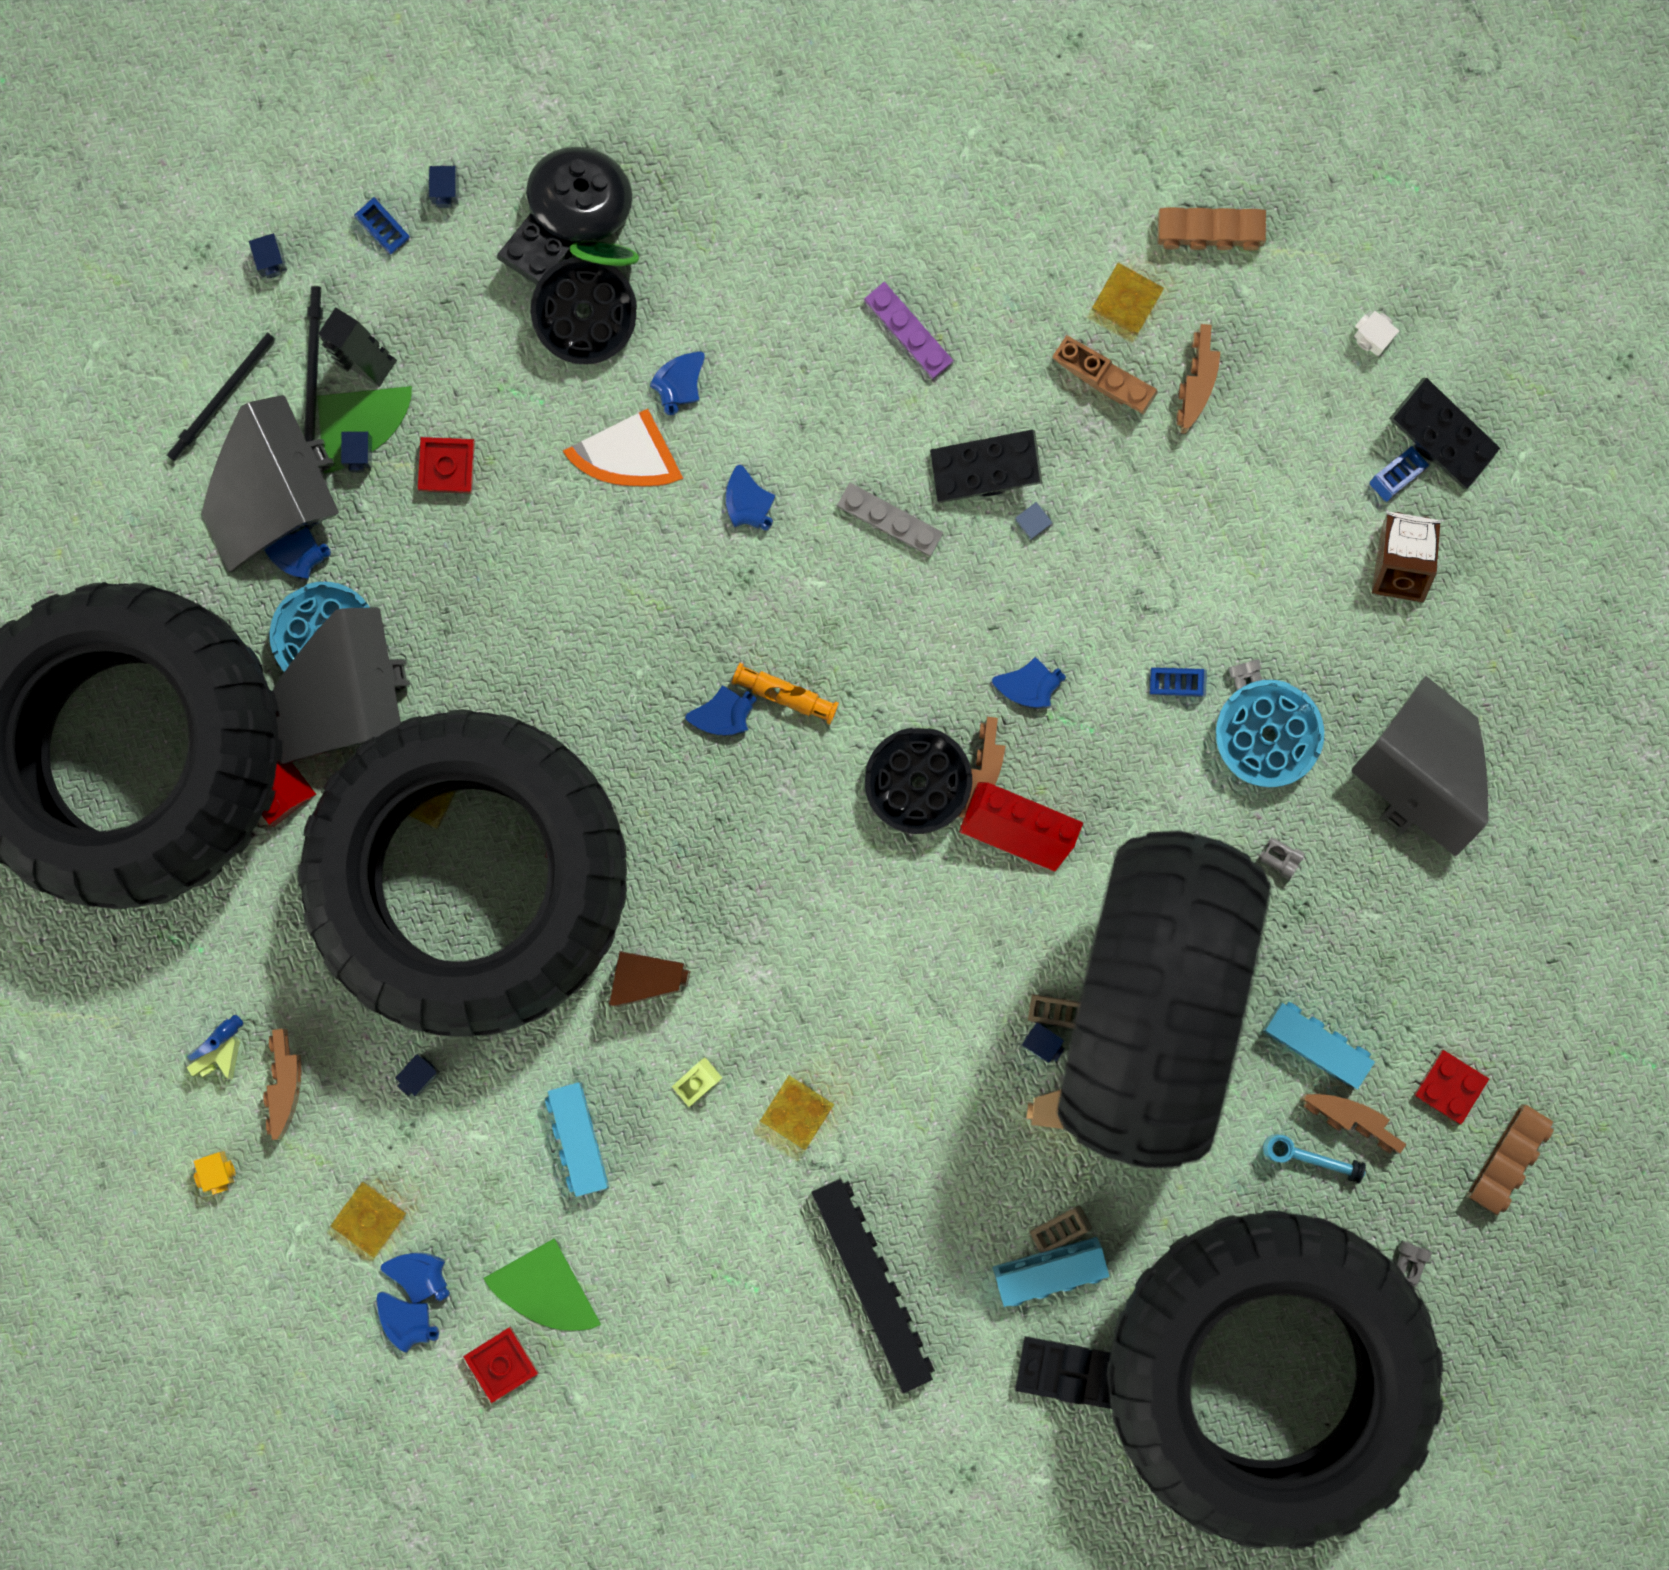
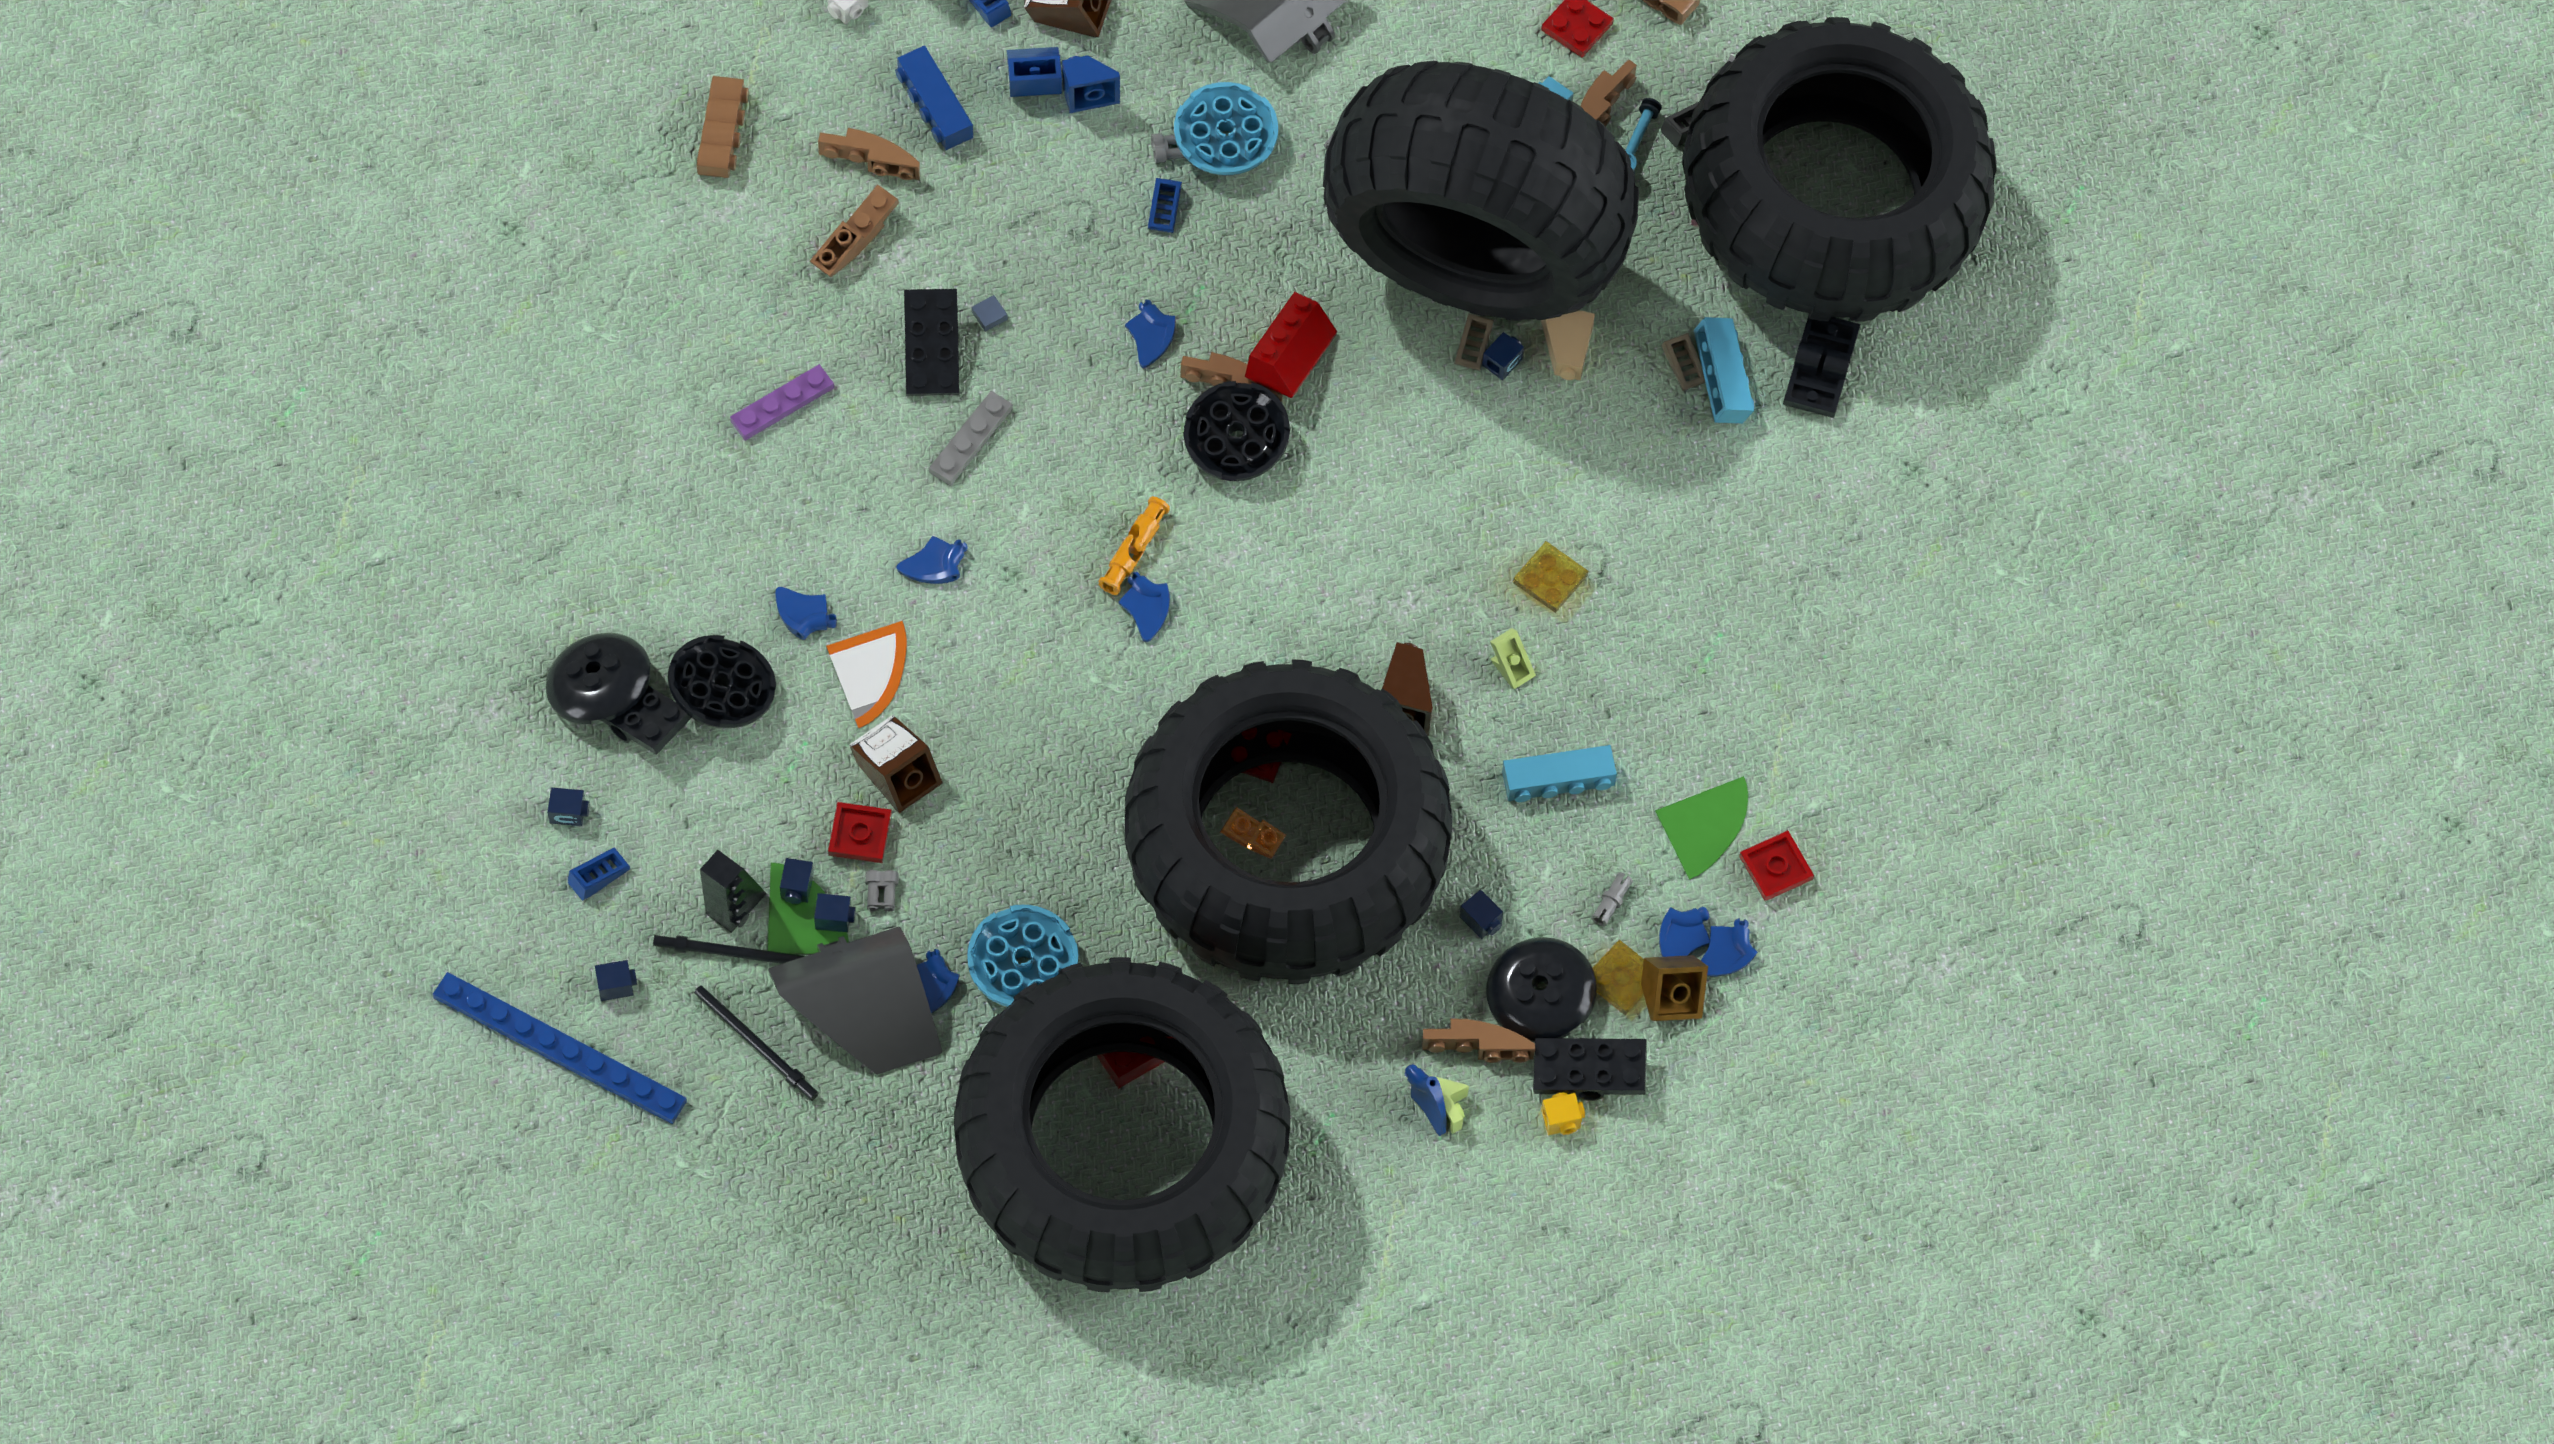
camera: 90 degrees left, 20 degrees down
(199, 216) = (560, 1048): none -> blue plate
(262, 1195) = (1590, 1067): none -> black plate
(339, 687) = (1078, 927): dark grey panel -> none
(354, 1271) = (1674, 987): none -> pearl gold slope
(370, 1147) = (1544, 1012): none -> black brick
(386, 411) = (796, 880): none -> dark blue brick
(397, 836) = (1252, 834): none -> clear orange slope
(399, 492) = (881, 880): none -> light grey piece
(449, 1203) = (1612, 899): none -> light grey pin
(520, 489) = (896, 763): none -> reddish brown slope
(604, 253) = (666, 655): wheel -> none
(872, 1285) = (1723, 526): black brick -> none
(1127, 298) = (779, 208): clear yellow plate -> none
(1272, 435) = (934, 97): none -> blue brick
(1302, 585) = (1089, 84): none -> blue slope
(1318, 530) = (1034, 71): none -> blue slope
(1332, 1197) = (1673, 127): none -> dark grey slope

